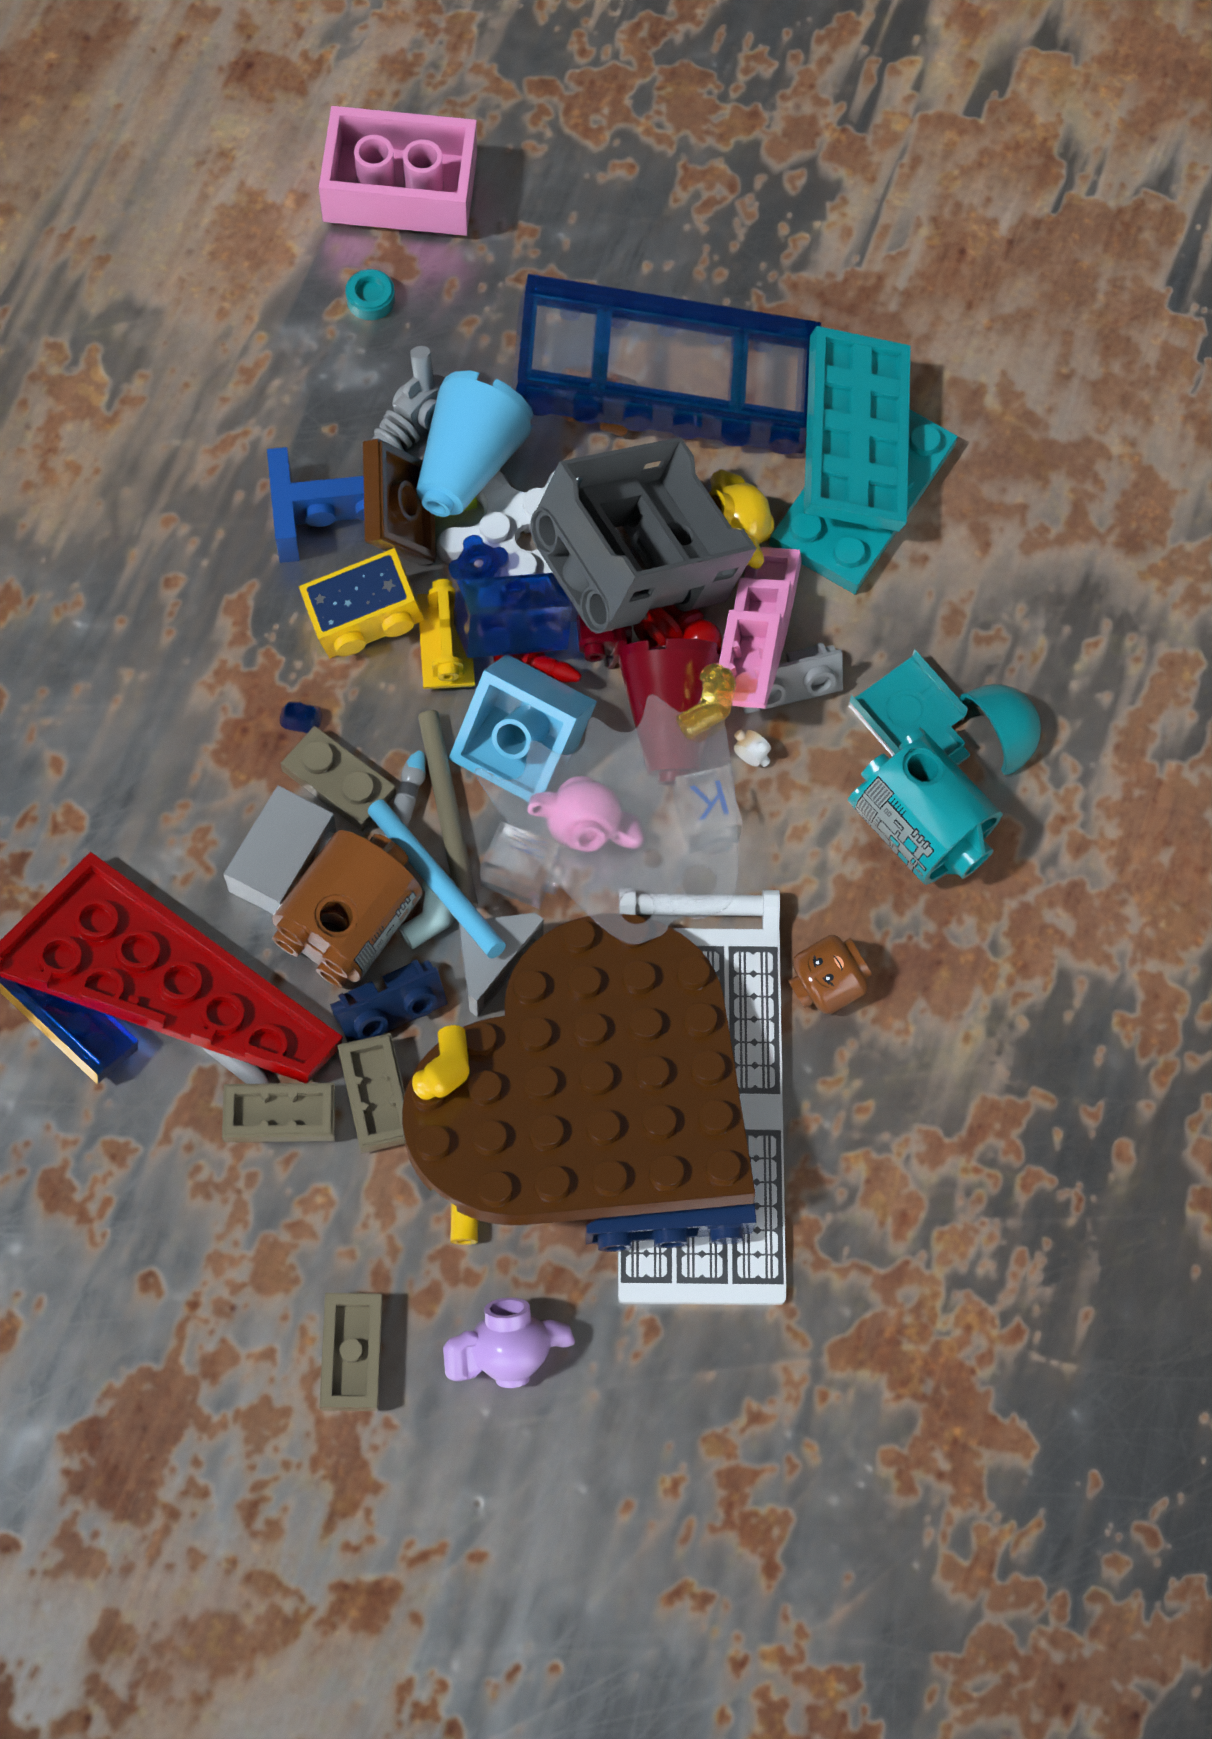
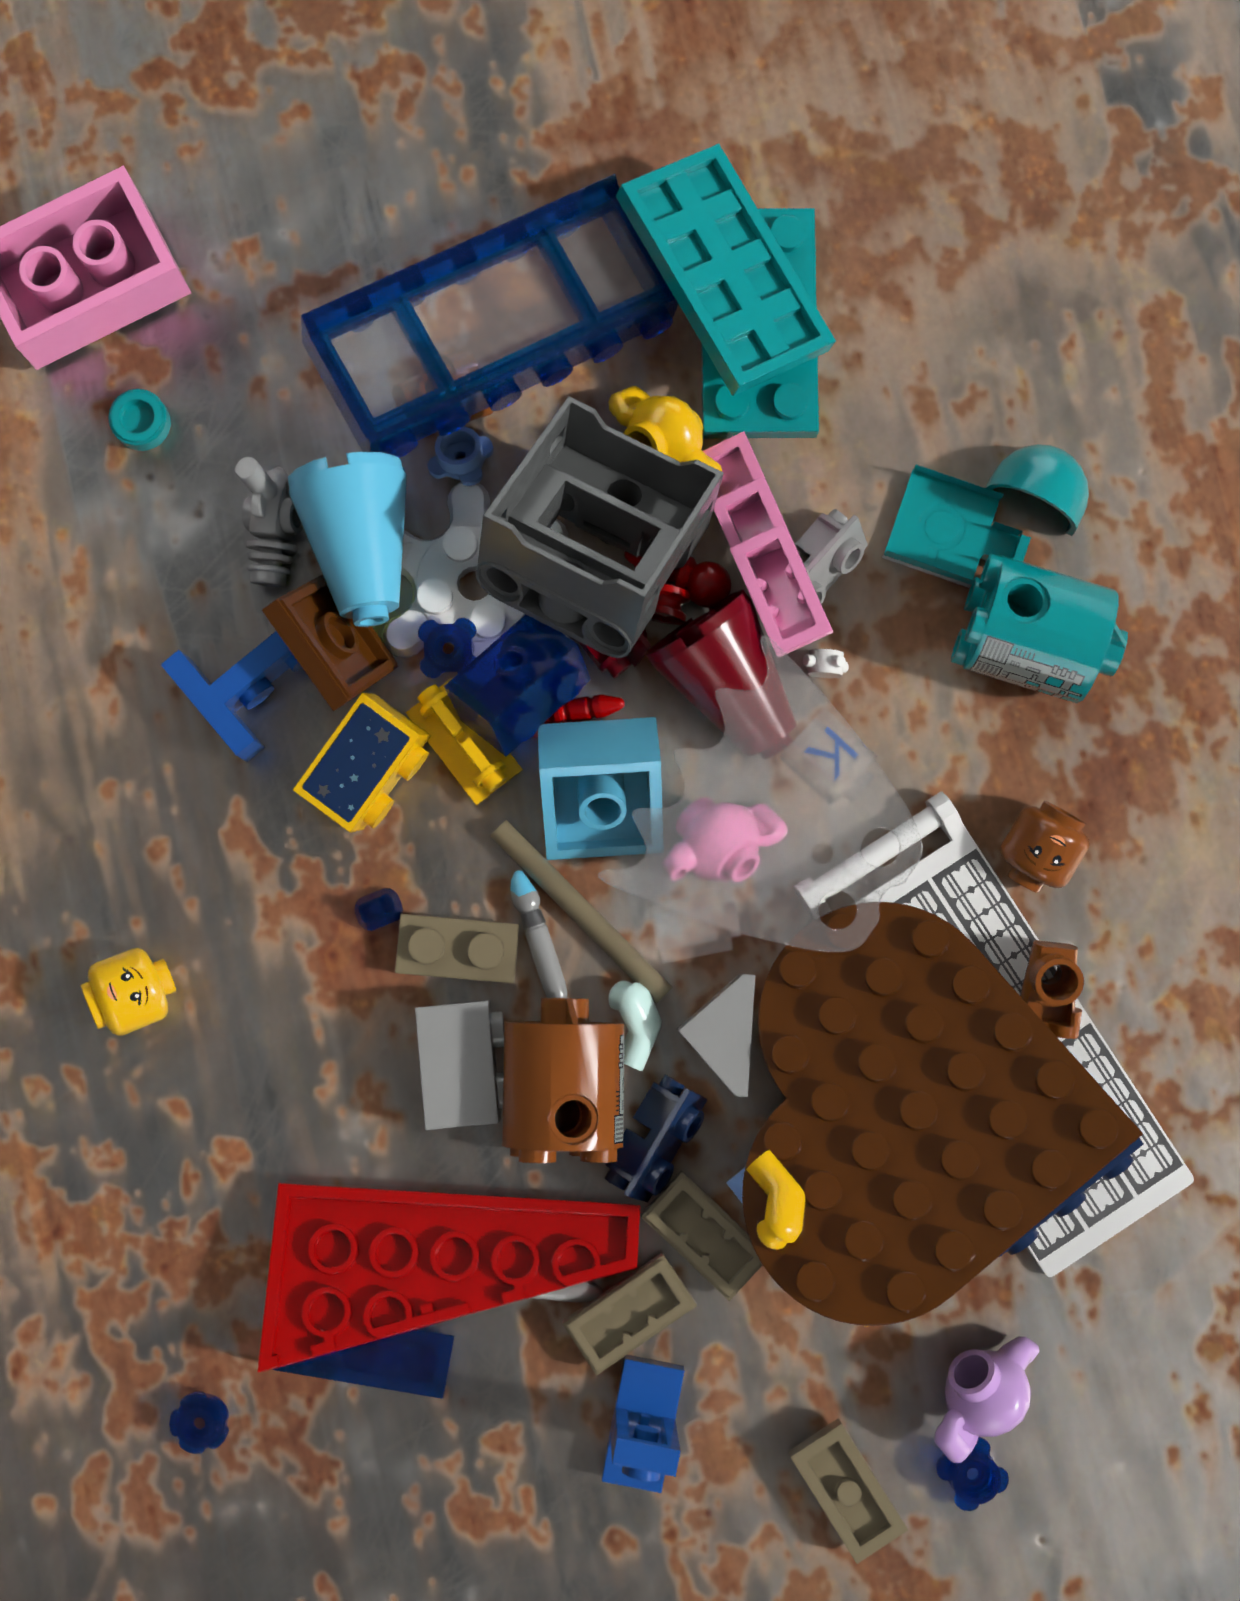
camera: 35 degrees left, 15 degrees up
(82, 655) = (128, 991): none -> yellow head
(228, 1199) = (643, 1426): none -> blue bracket
(437, 879) = (628, 1000): medium azure bar -> none
(447, 1394) = (976, 1491): none -> clear blue plate
(578, 441) = (460, 443): none -> medium blue plate
(715, 702) = (789, 664): clear yellow arm -> none
(759, 1089) = (1055, 997): none -> dark orange plate

